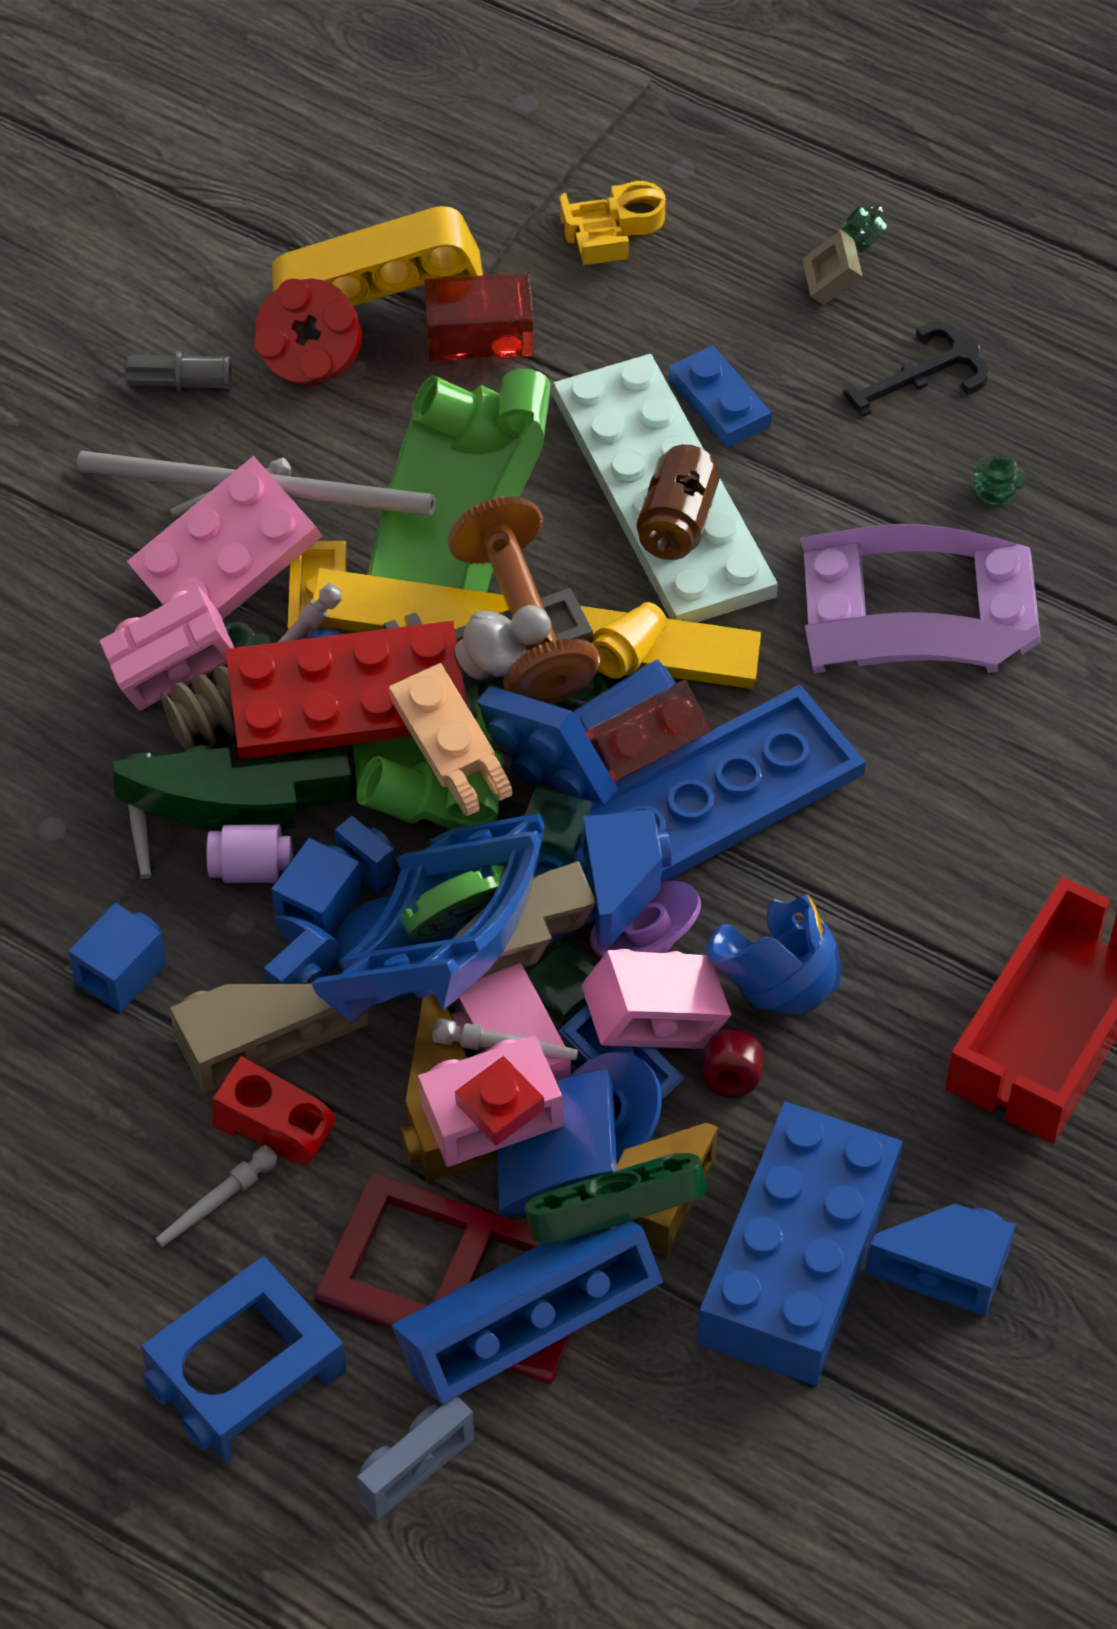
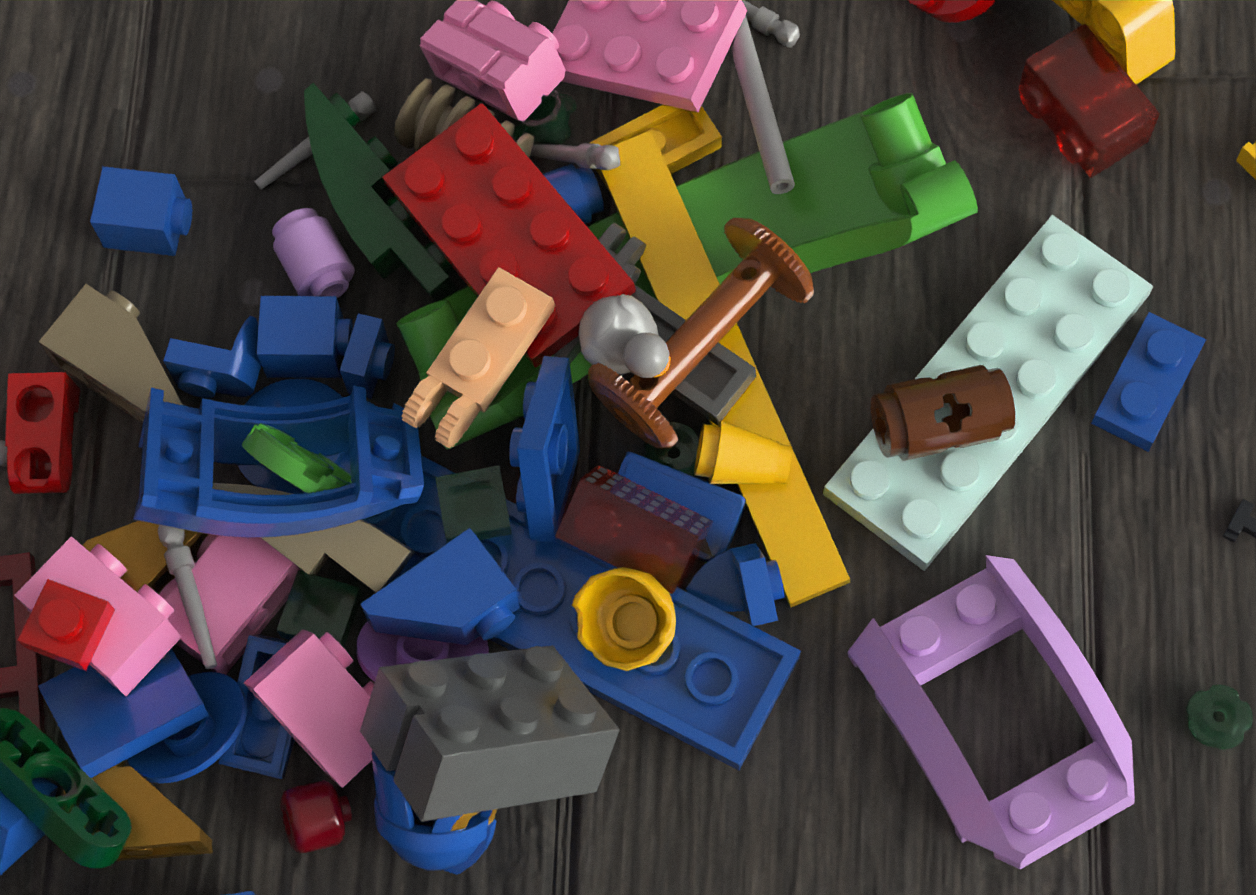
camera: 65 degrees right, 15 degrees up
(716, 761) = (624, 618): none -> yellow hair
(729, 687) = (740, 582): none -> blue plate
(772, 852) = (487, 731): none -> dark grey piece

